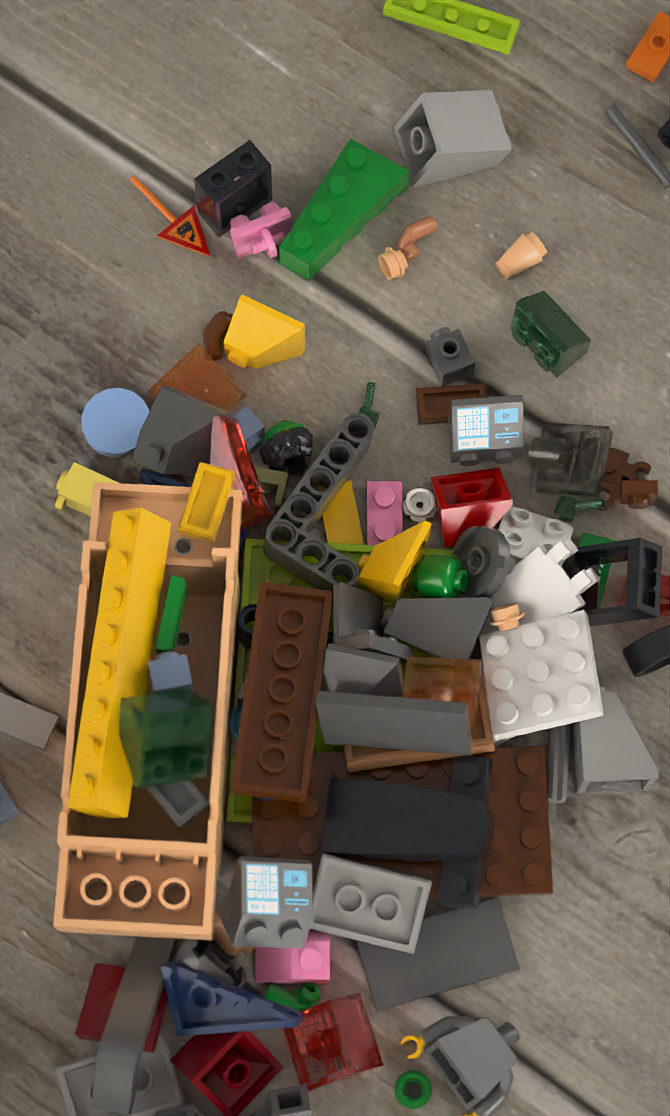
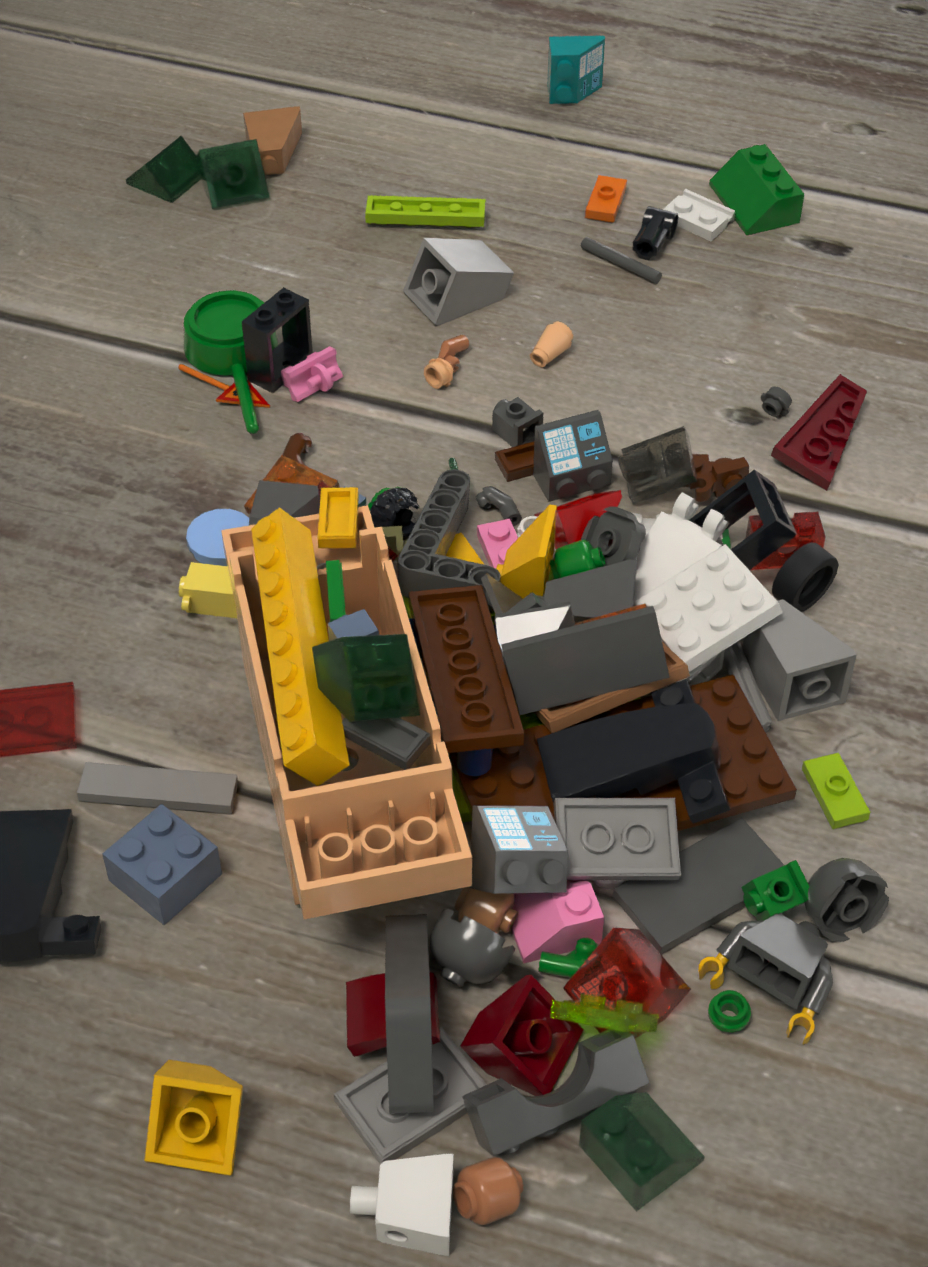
camera: 15 degrees left, 25 degrees down
(176, 149) = (217, 344): none -> green piece
(212, 1006) = (487, 964): dark blue wing -> none
(262, 335) = (342, 434): yellow slope -> none
(296, 1076) = (594, 1012): none -> clear neon green plate
(346, 200) = (378, 341): green wedge -> none
(402, 454) = (505, 503): none -> dark grey arm
(500, 979) = (789, 884): none -> green brick
(506, 616) = (652, 575): light nougat plate -> none
(548, 333) = (598, 385): clear green slope -> none
(552, 1011) = (845, 897): none -> dark grey cylinder
(568, 506) = (668, 499): clear green hand -> none
(597, 890) = (835, 790): none -> lime plate

